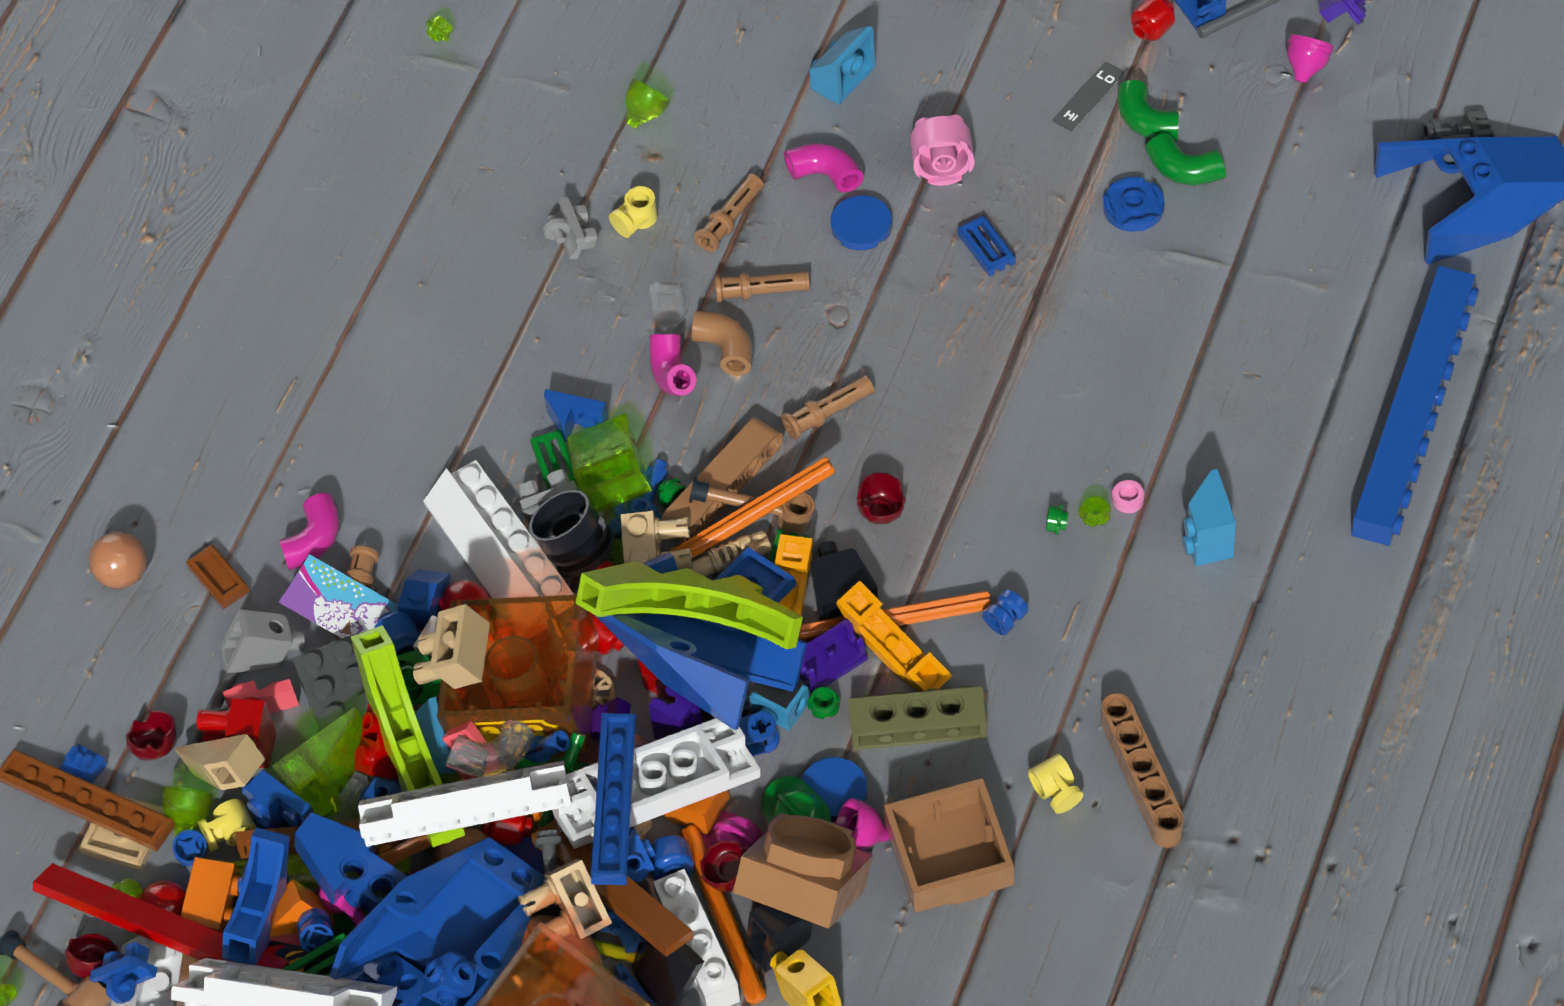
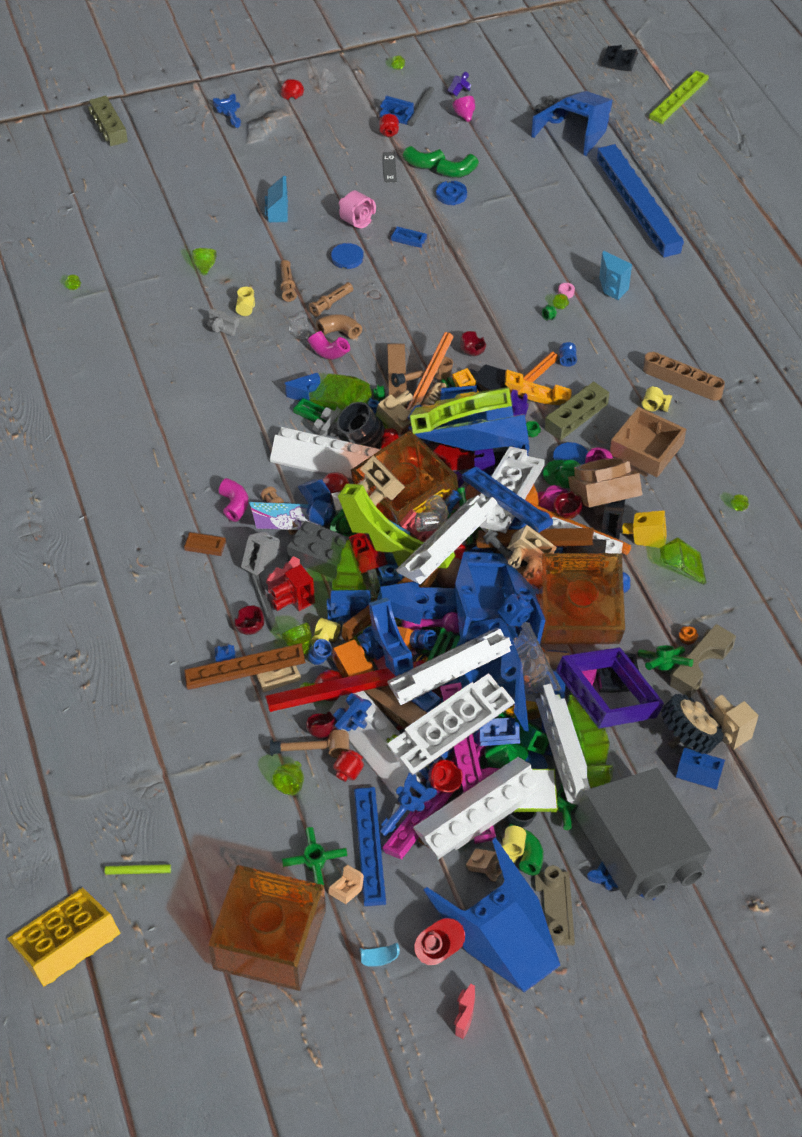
camera: 45 degrees left, 5 degrees down
(117, 560) = (153, 562): nougat piece -> none
(224, 761) = (301, 605): tan slope -> none
(815, 412) = (410, 326): medium nougat pin -> none
(825, 160) = (309, 240): dark pink cylinder -> none

